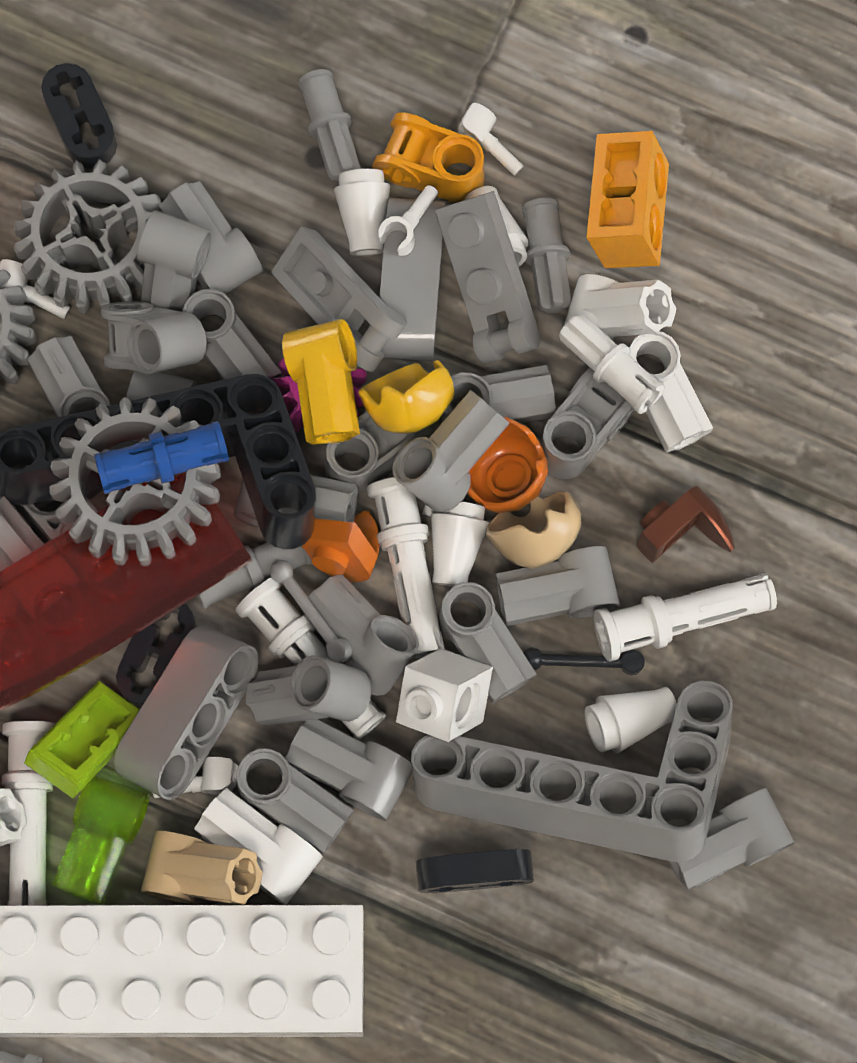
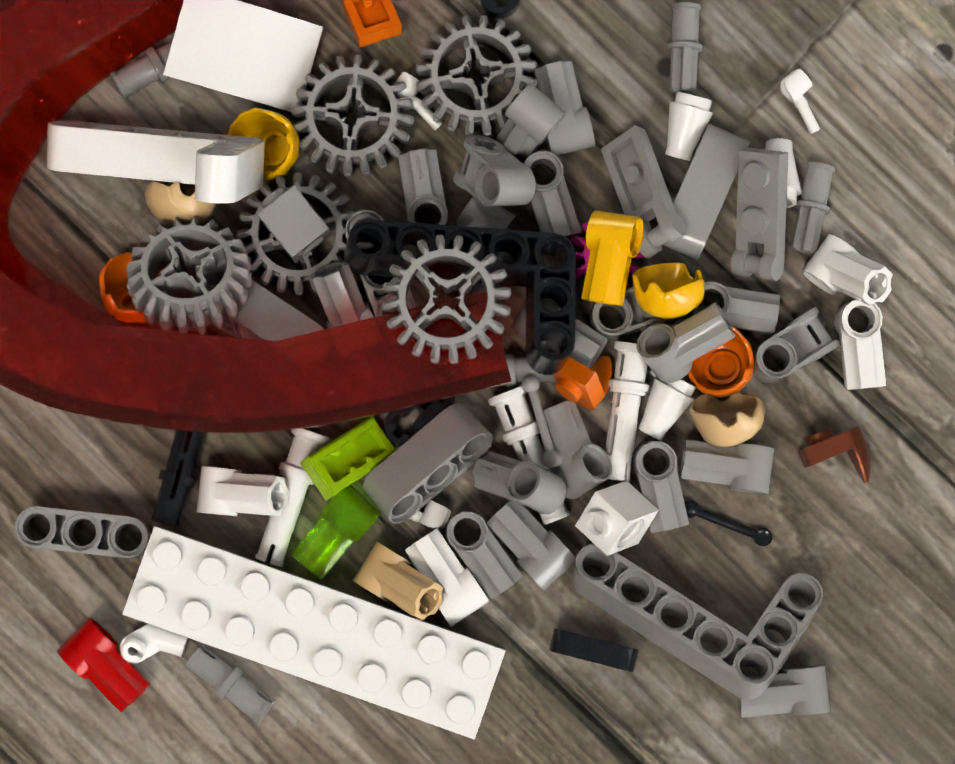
camera: 20 degrees right, 10 degrees up
(161, 457) = (471, 295): blue pin -> none
(408, 221) = (718, 150): white hand -> none
(423, 152) = (748, 100): light orange piece -> none
(611, 363) = (827, 314): white axle -> none
(628, 199) = (887, 188): light orange brick -> none
(628, 717) = (744, 578): white cone -> none
(659, 620) = (792, 515): white pin -> none

